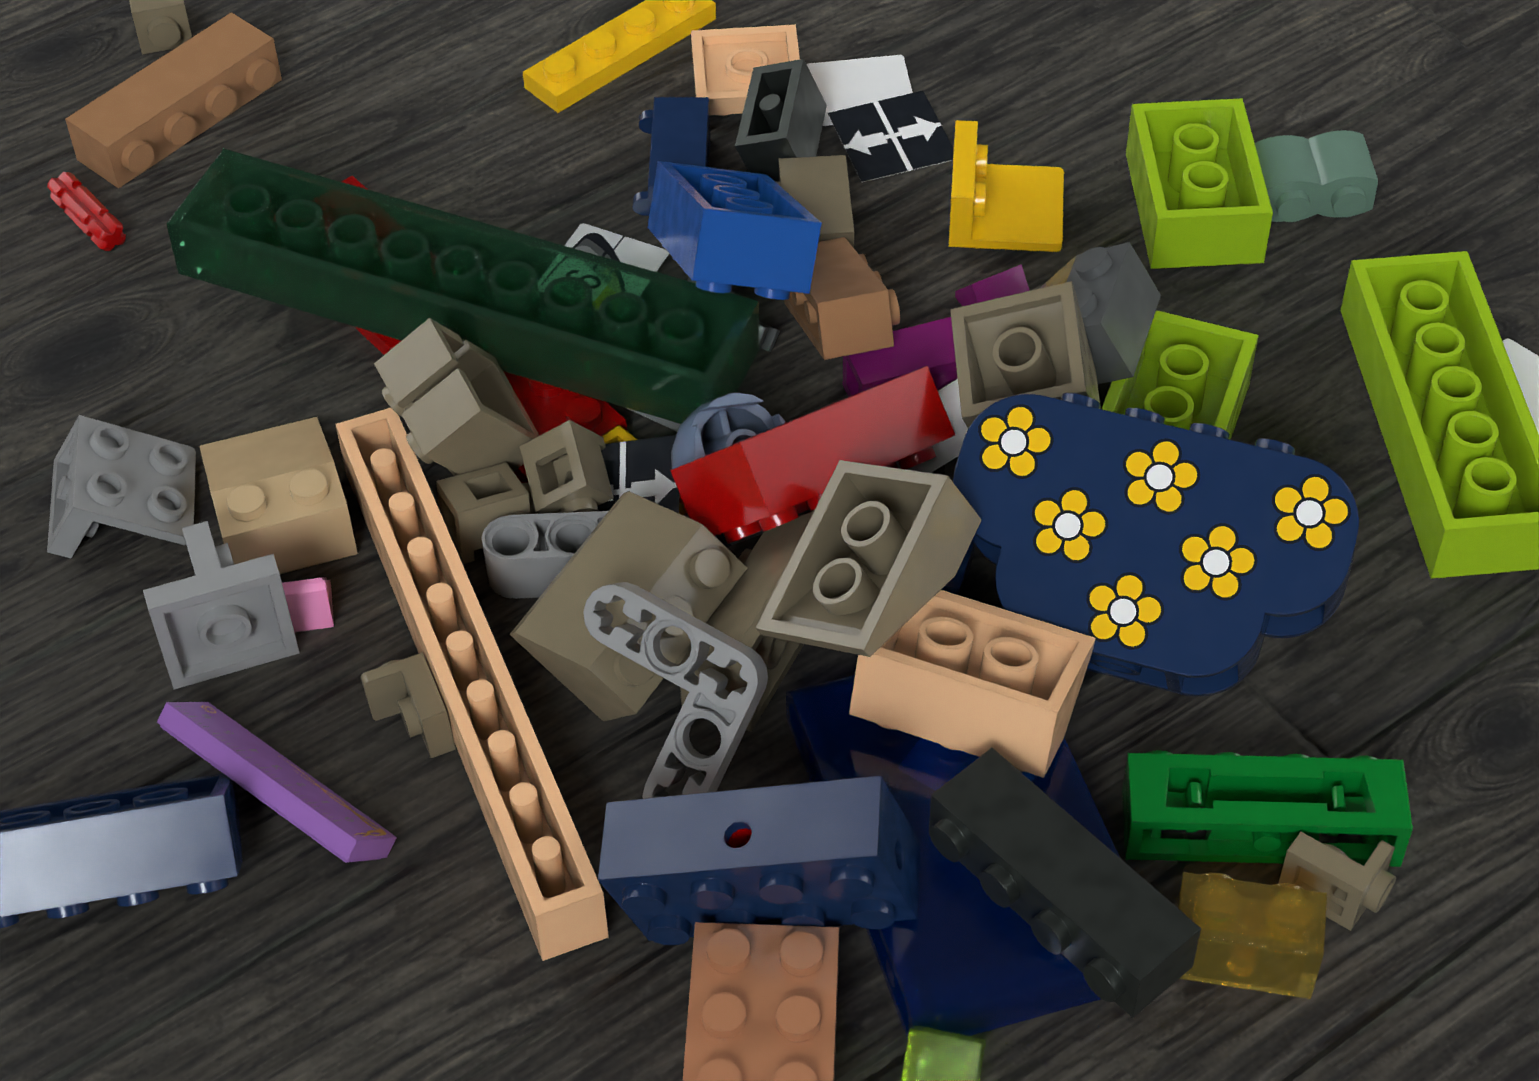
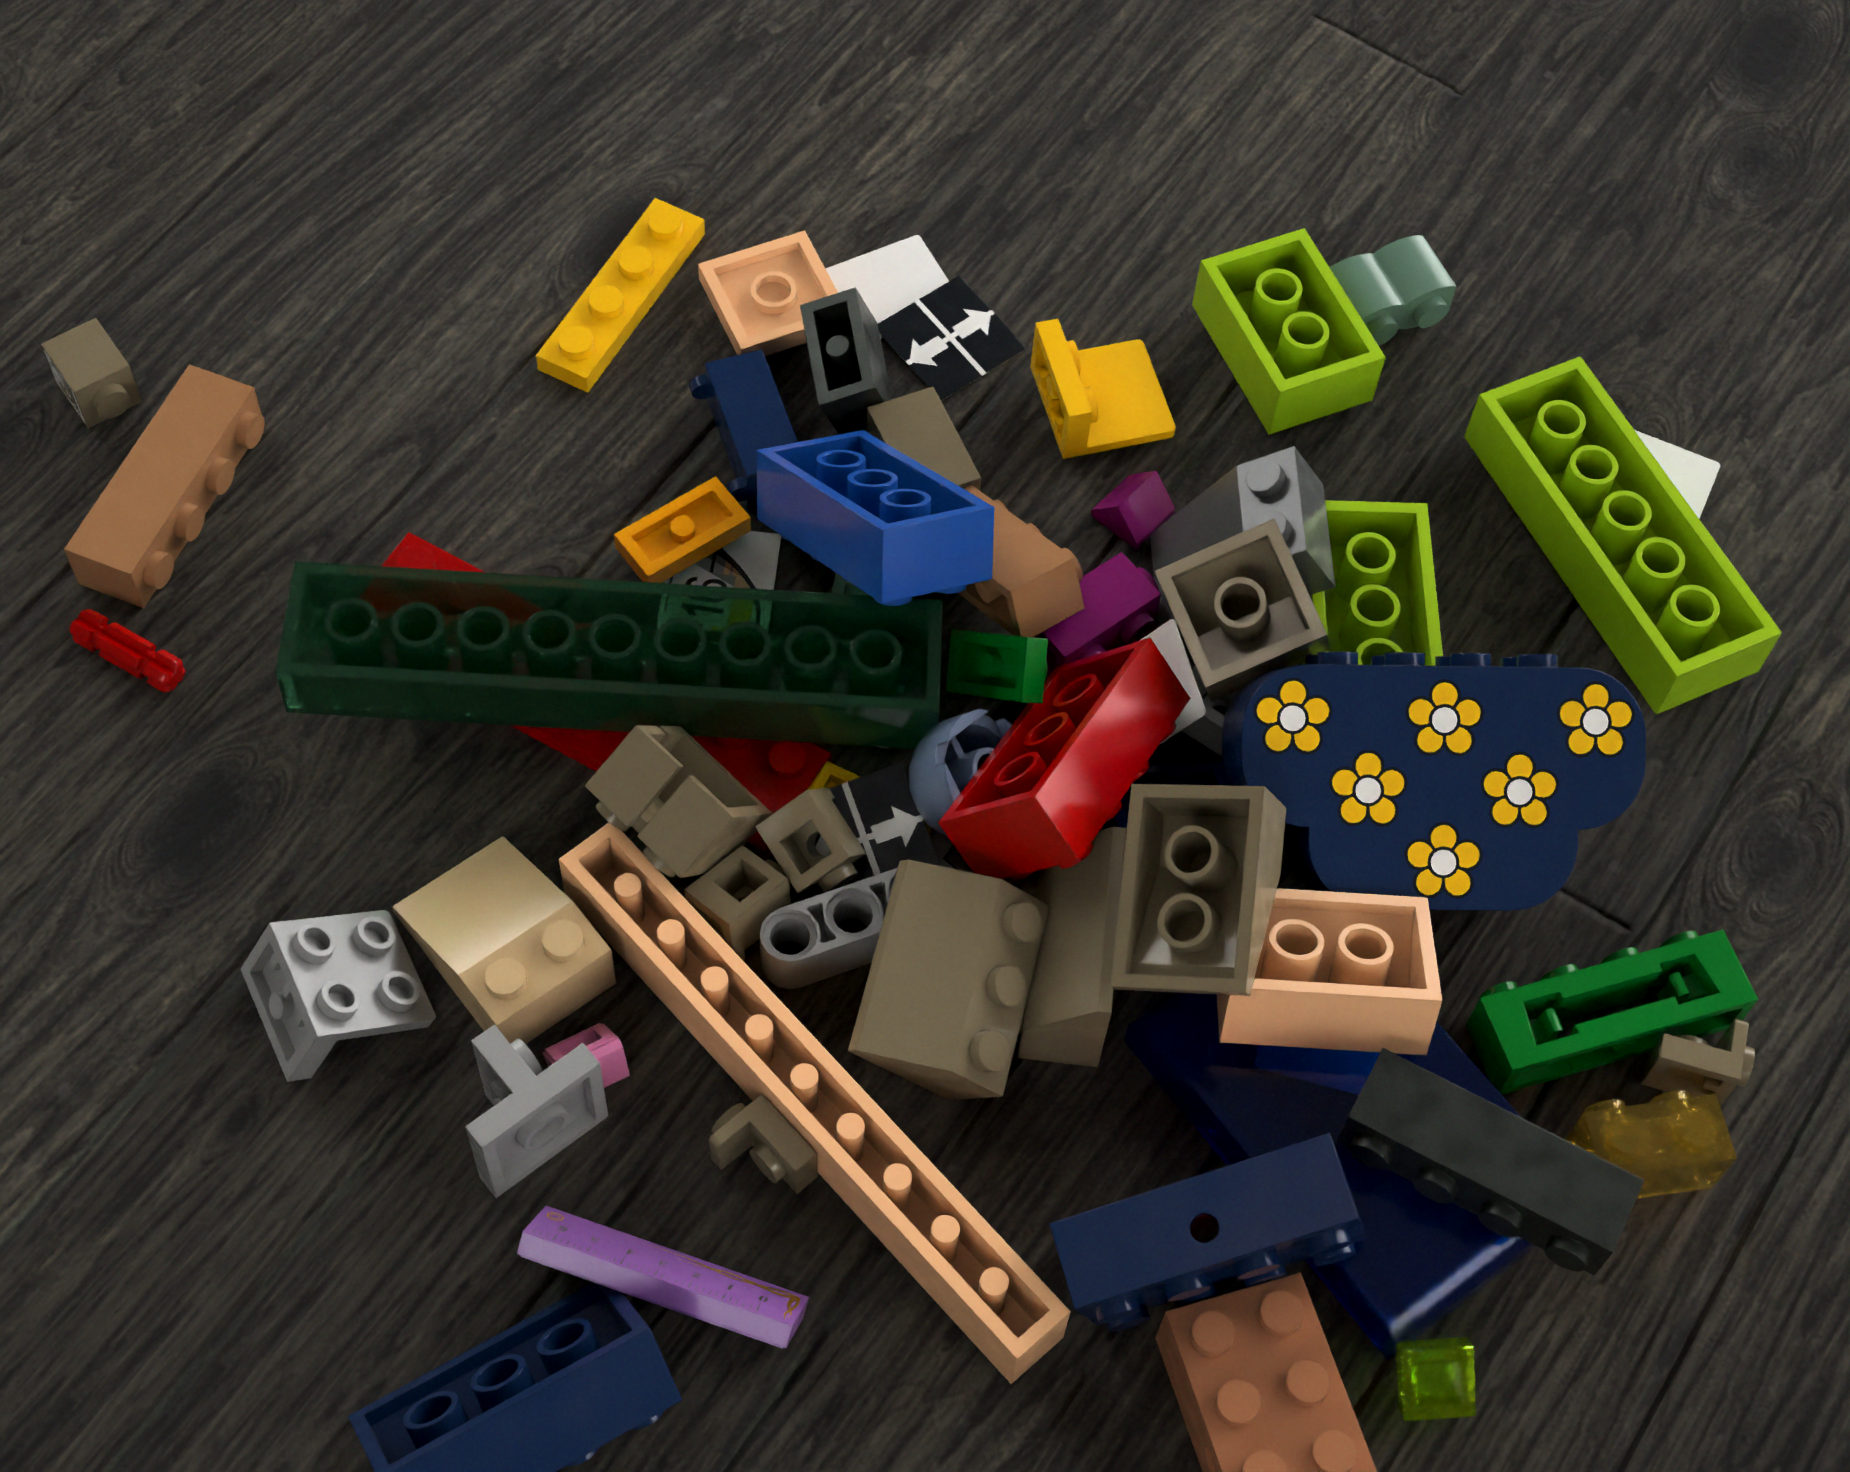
camera: 25 degrees left, 10 degrees up
(584, 220) = (682, 532): none -> light orange plate
(706, 693) = (1081, 1068): light grey beam -> none
(798, 376) = (997, 665): none -> green plate

